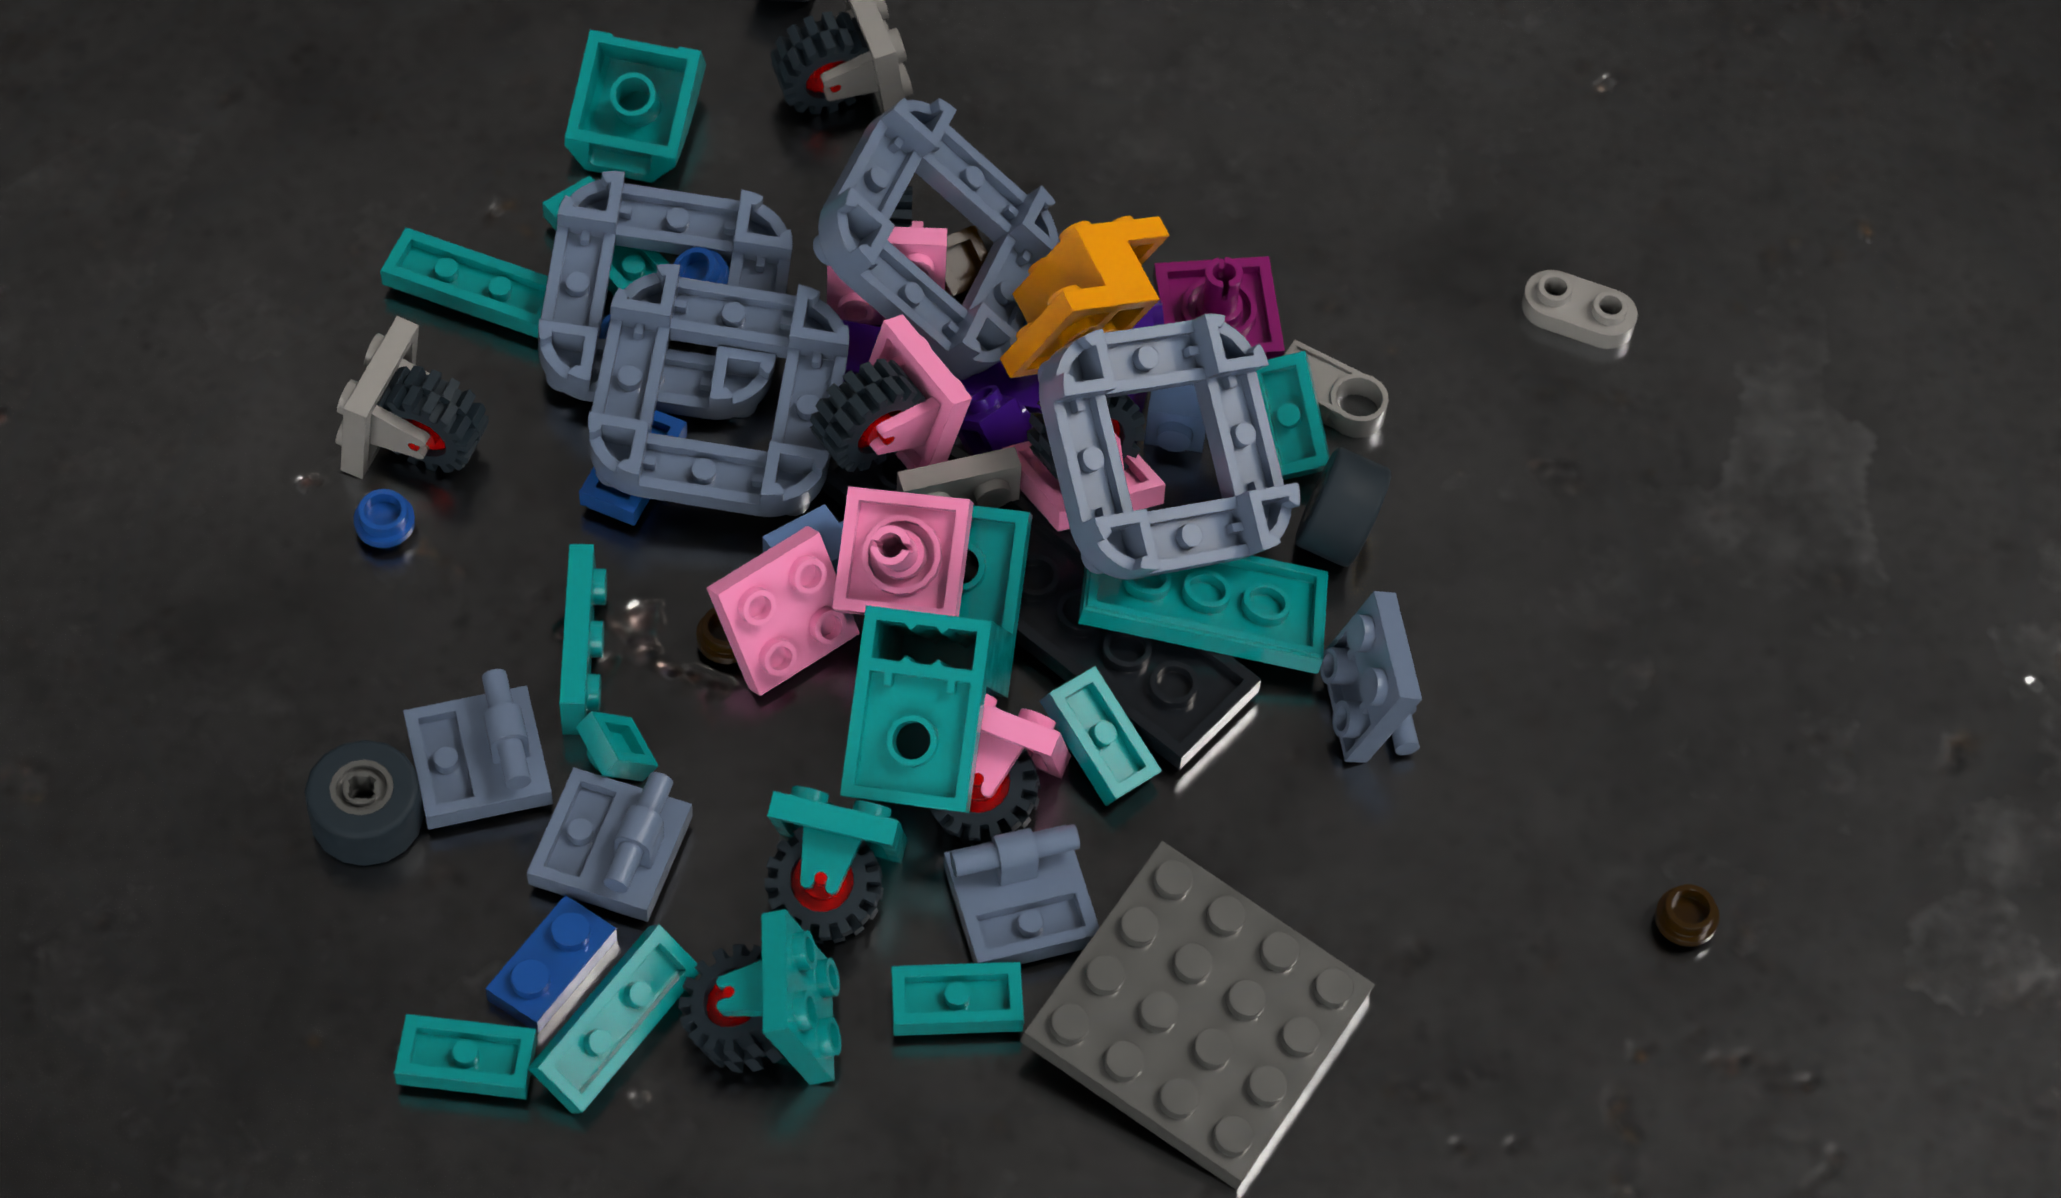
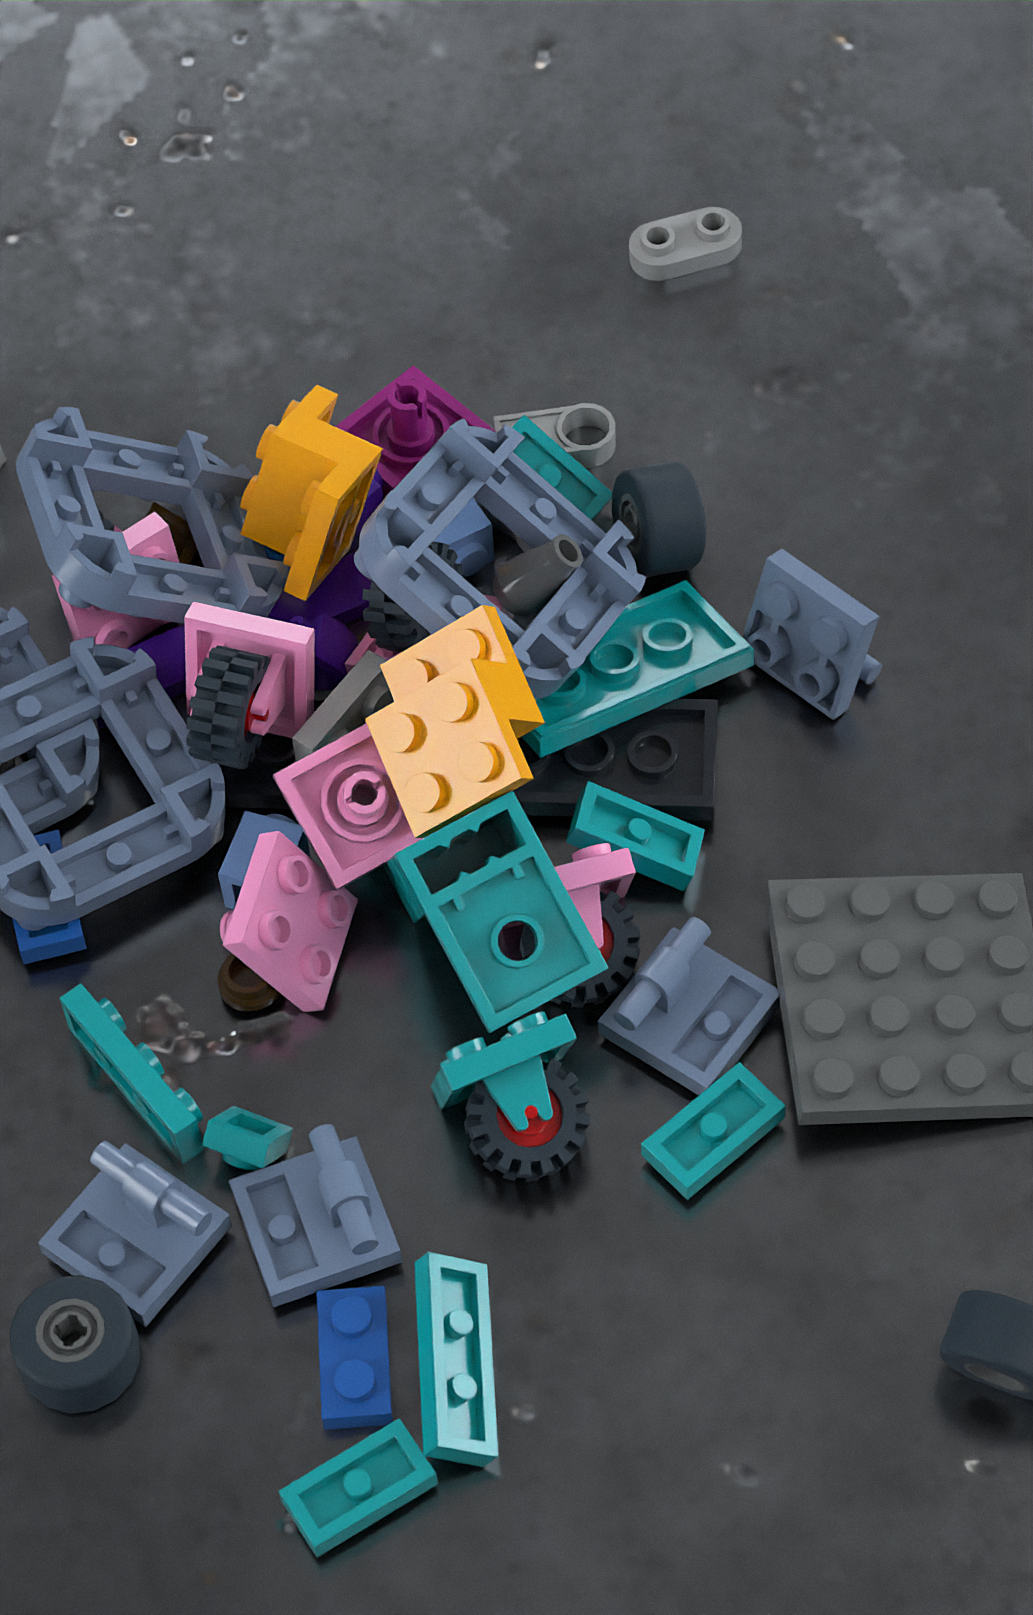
camera: 30 degrees left, 0 degrees up
(767, 1003) = (564, 1257): teal plate -> none
(996, 542) = (455, 721): none -> light orange bracket
(1195, 479) = (533, 577): none -> dark grey cone

